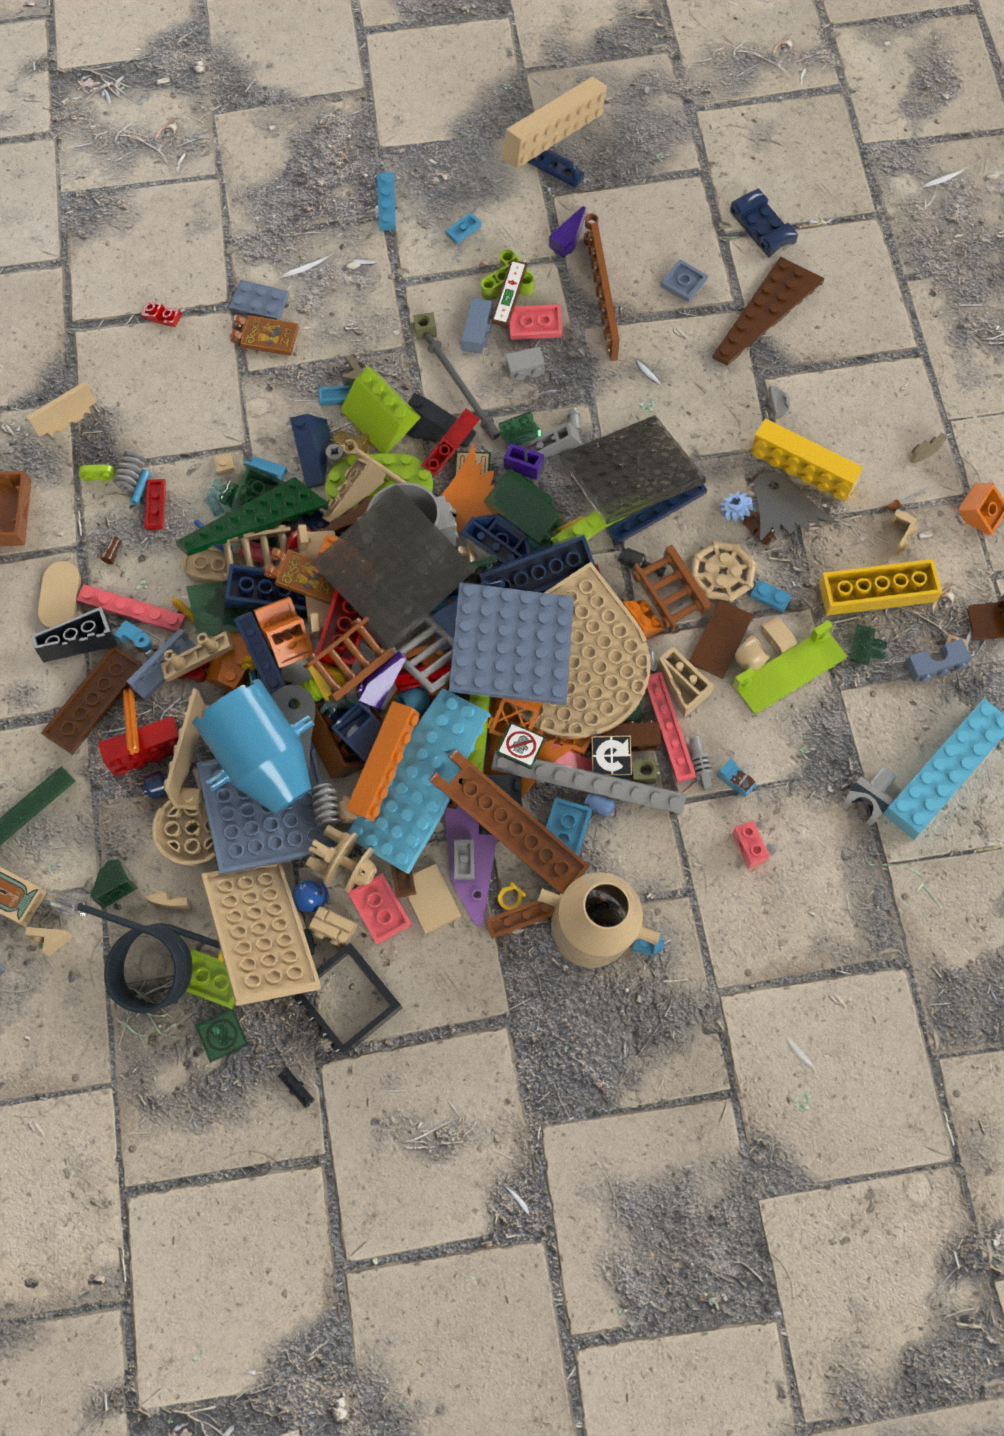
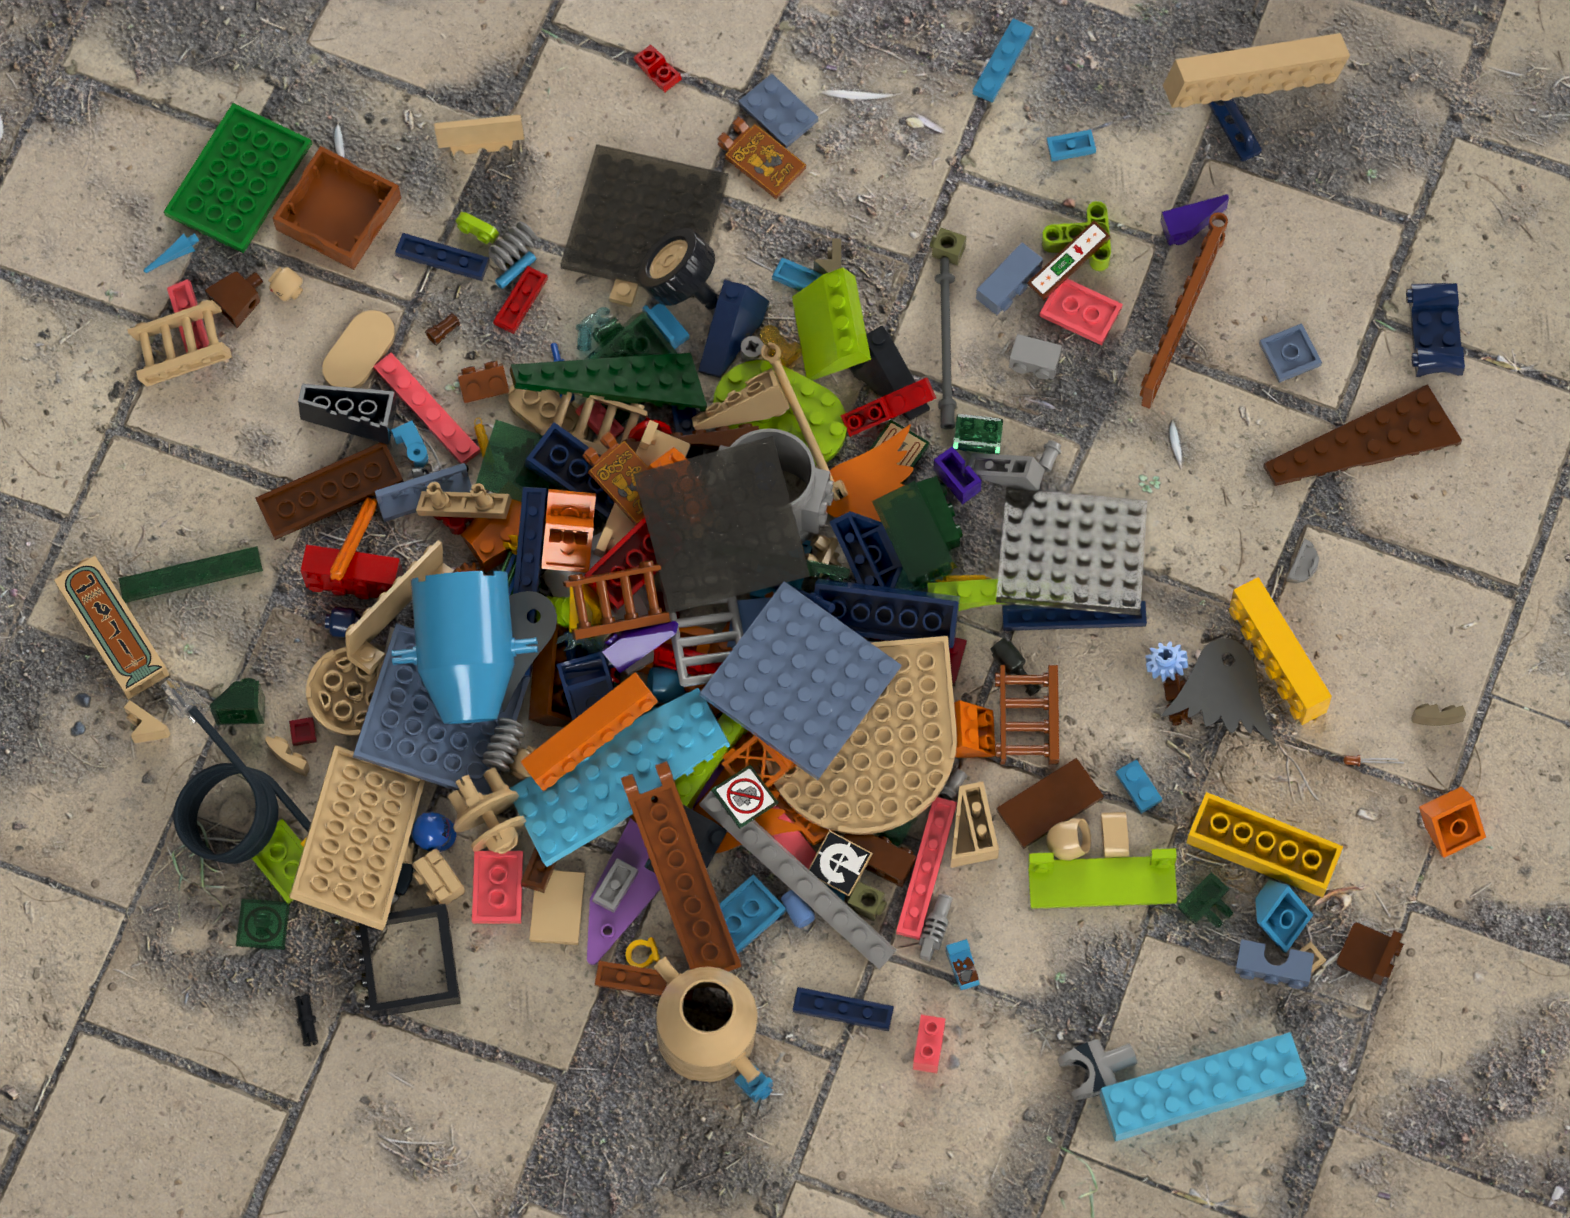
camera: 30 degrees right, 0 degrees up
(83, 503) = (442, 256): none -> dark blue plate
(161, 570) = (483, 382): none -> dark orange bracket
(170, 878) = (303, 731): none -> dark red tile
(211, 411) = (634, 203): none -> clear smoke plate
(255, 423) = (678, 269): none -> black wheel
(674, 855) = (843, 1009): none -> dark blue tile
(728, 563) = (1093, 737): tan plate -> none
(905, 522) = (1349, 783): tan bracket -> none
(919, 624) = (1281, 913): none -> dark azure slope

